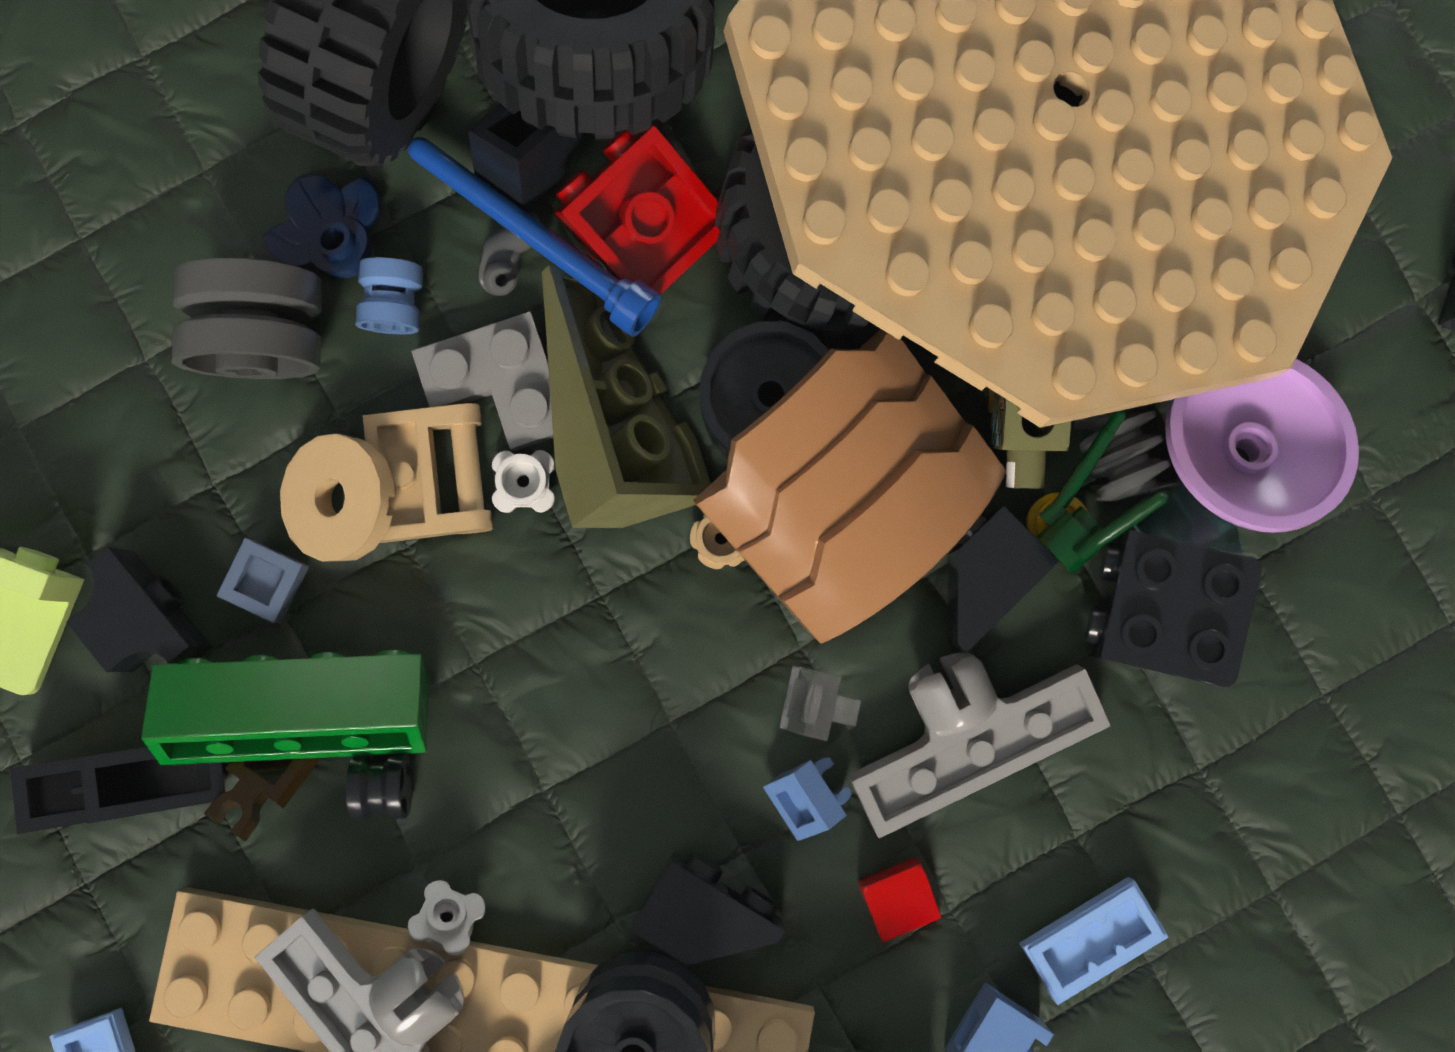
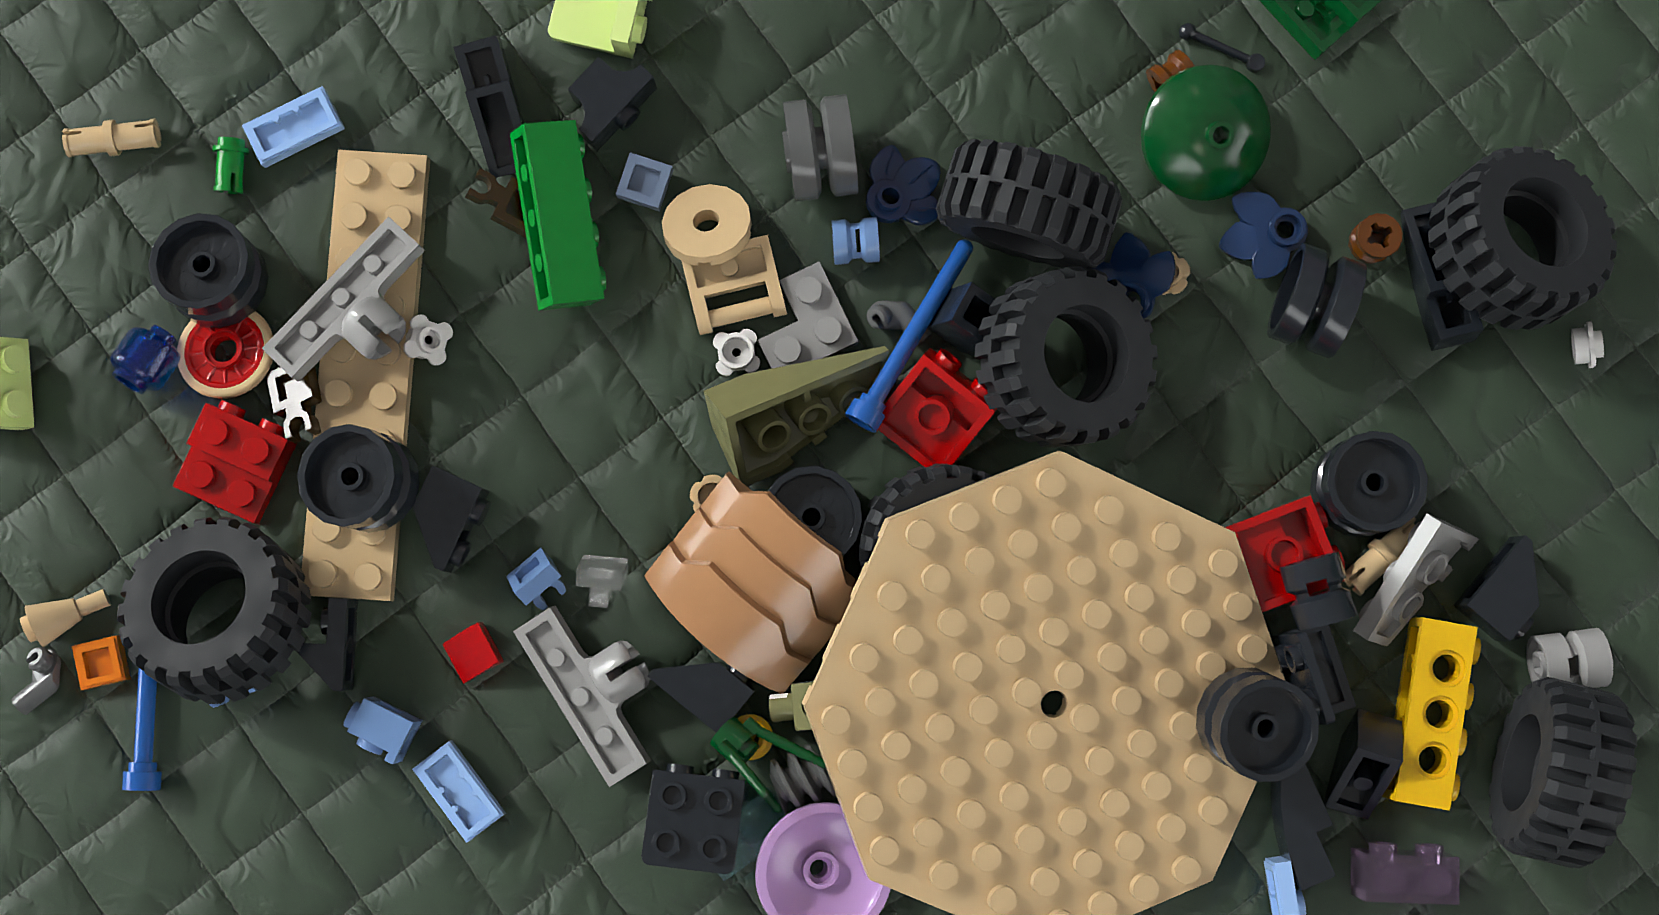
camera: 85 degrees right, 0 degrees up
(379, 787) = (511, 282): black wheel -> none

